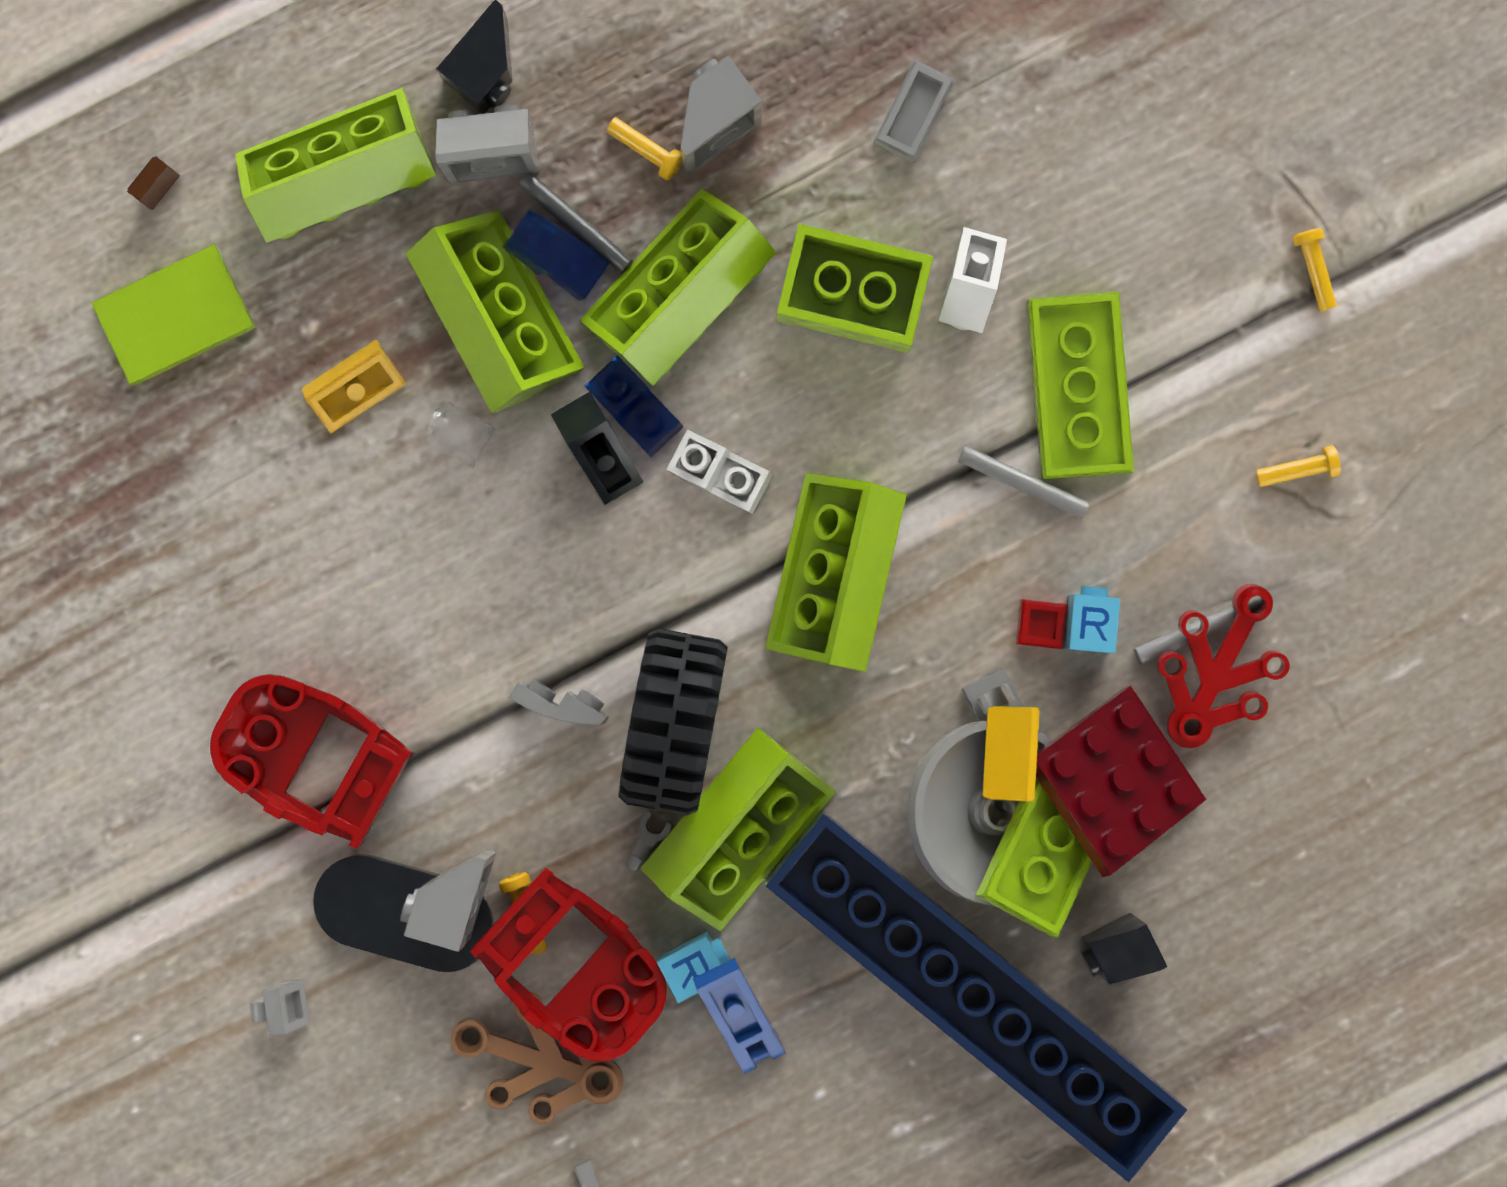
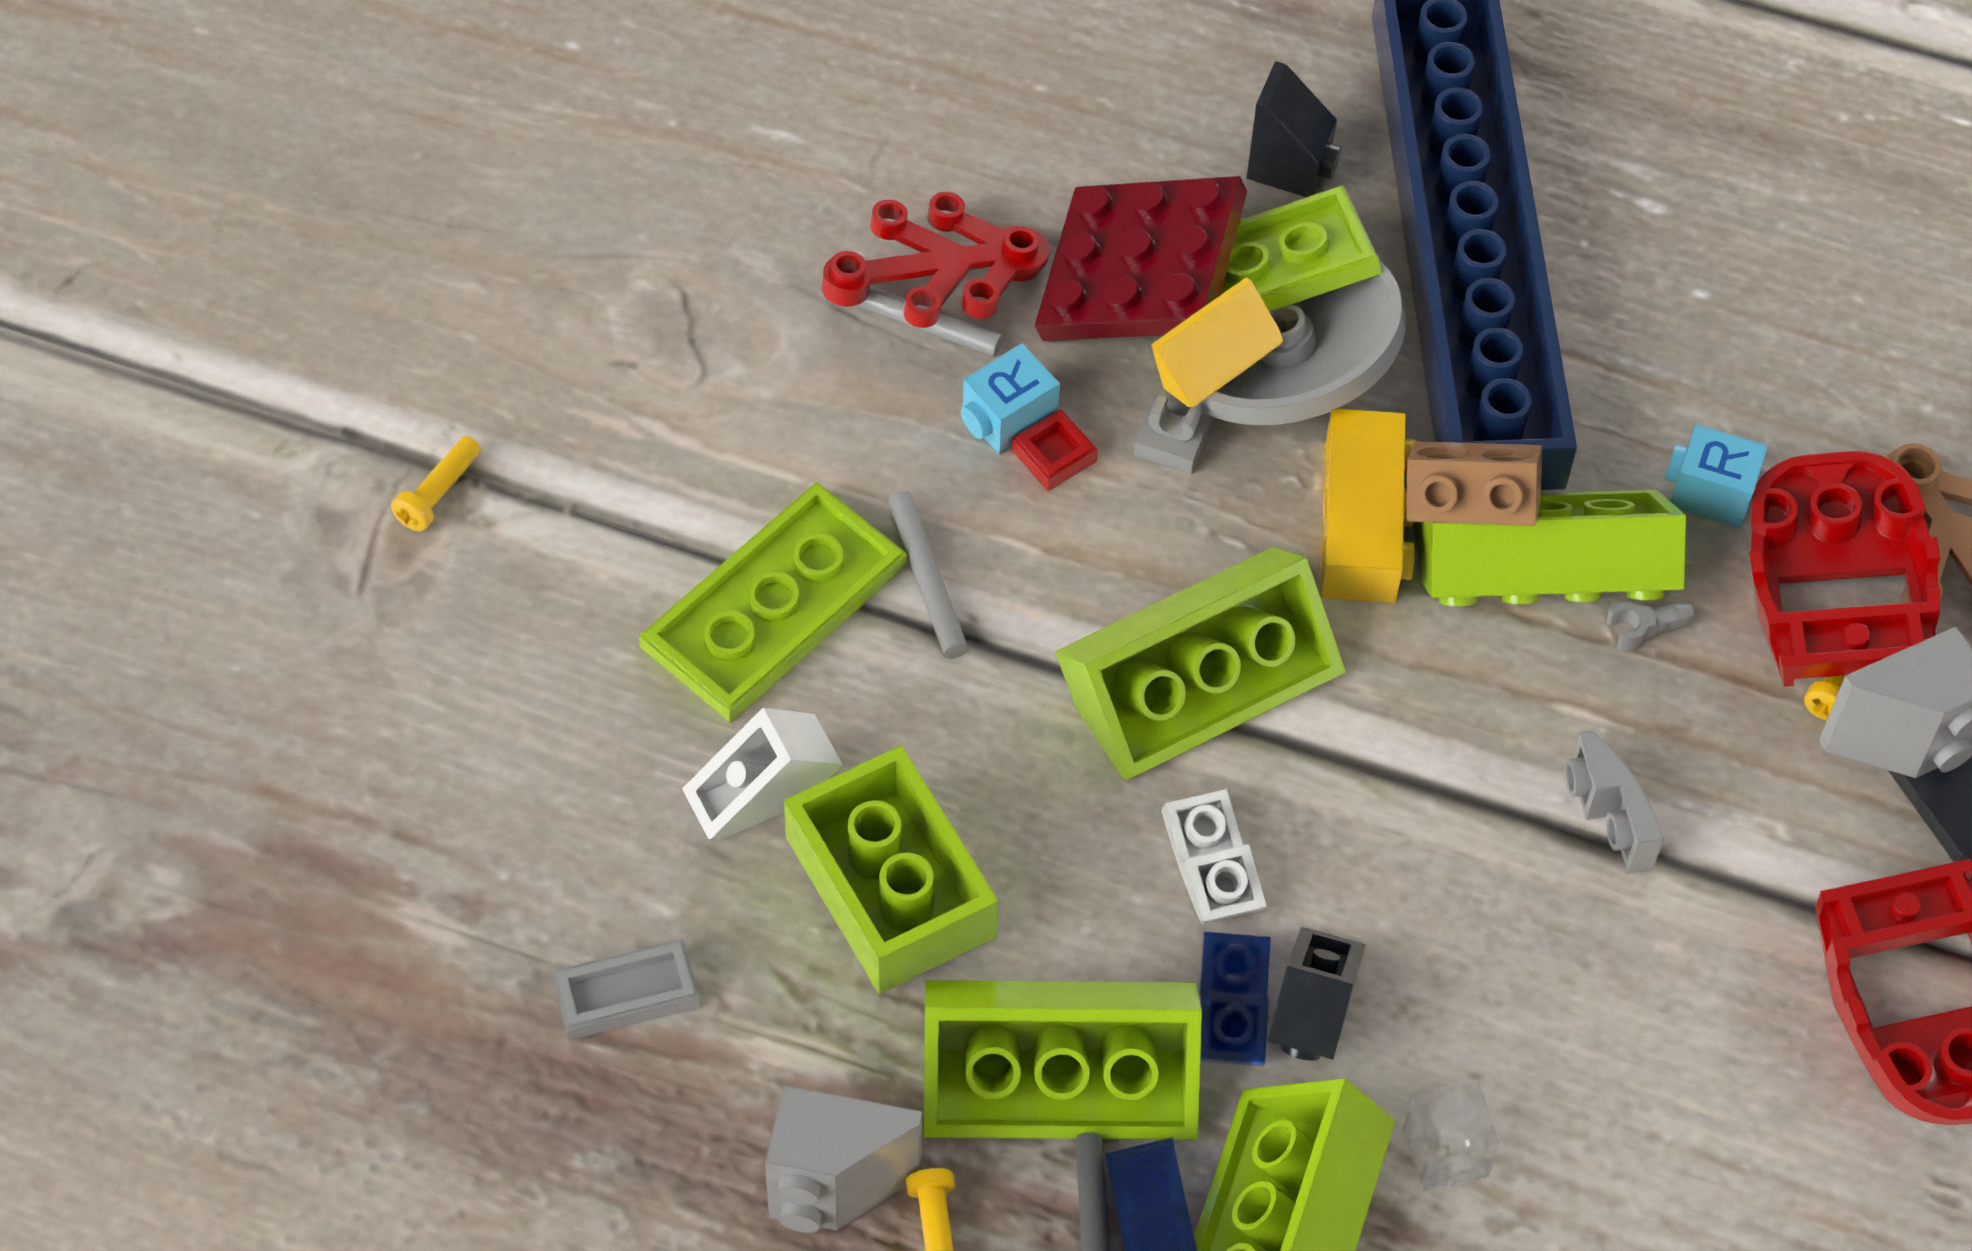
camera: 135 degrees left, 30 degrees down
(672, 721) = (1519, 636): black tyre -> none
(738, 1015) = (1715, 390): plate -> none
(791, 800) = (1474, 483): none -> medium nougat brick
(848, 754) = (1365, 507): none -> yellow brick
(1327, 462) = (636, 328): yellow piece -> none

